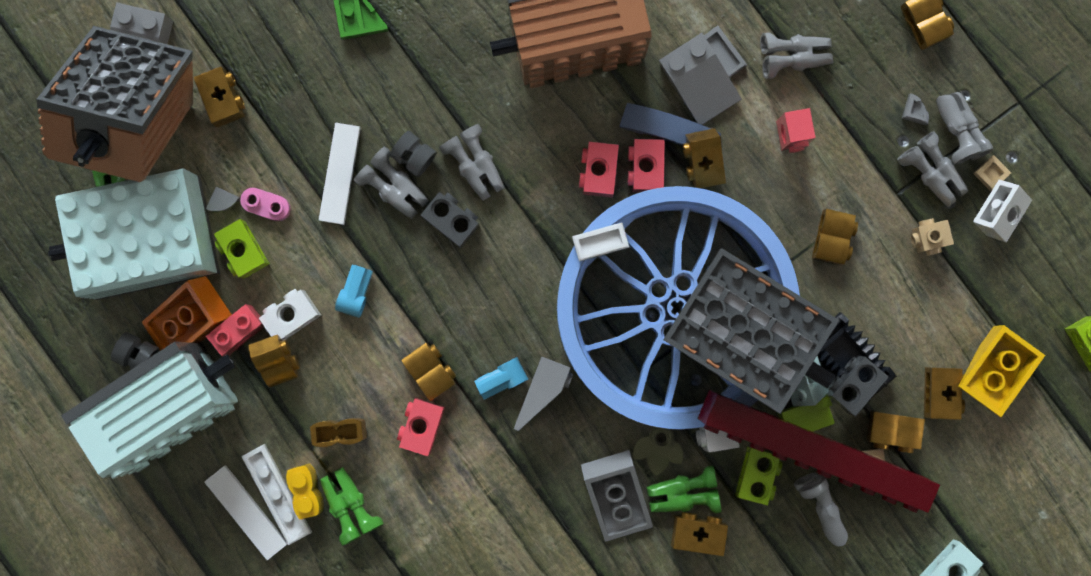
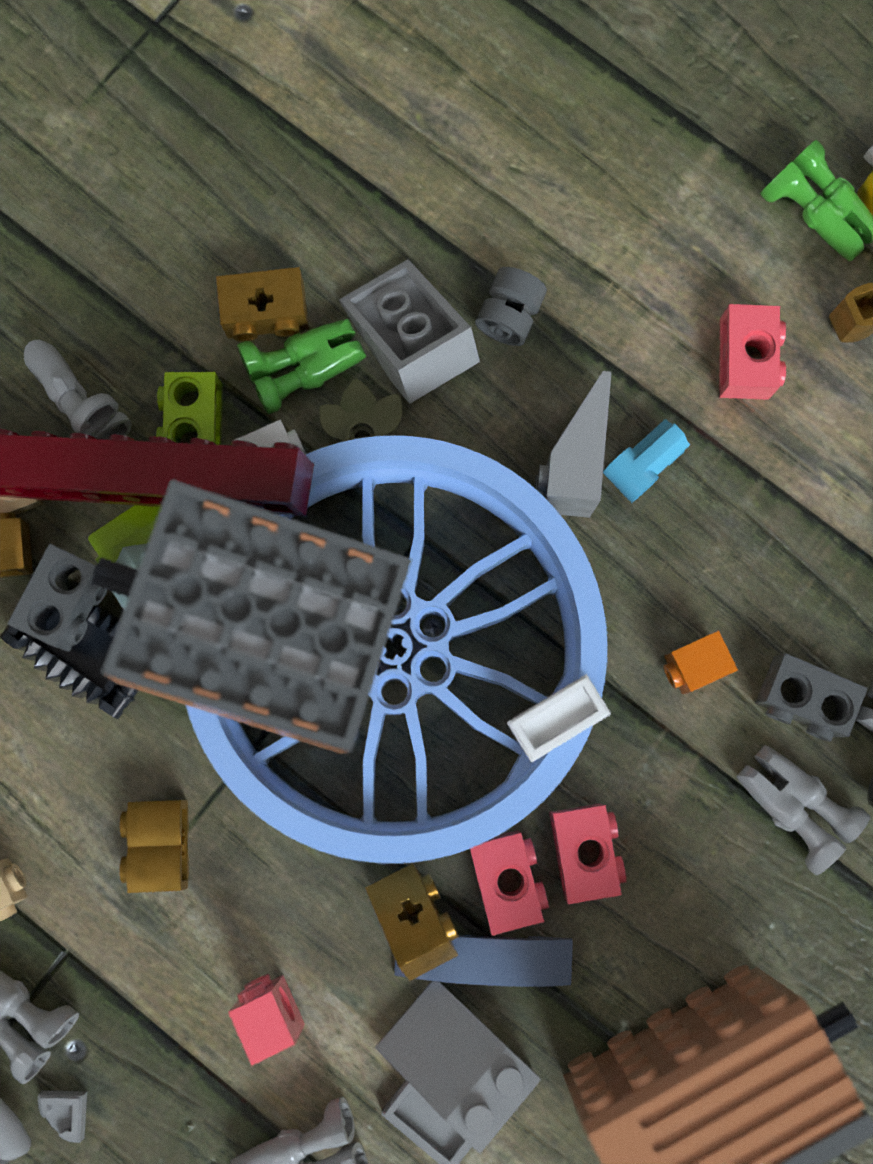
camera: 165 degrees right, 5 degrees down
(429, 371) = (766, 441): pearl gold brick -> none
(507, 254) = (699, 663): none -> orange brick
(548, 499) = (513, 301): none -> dark grey wheel

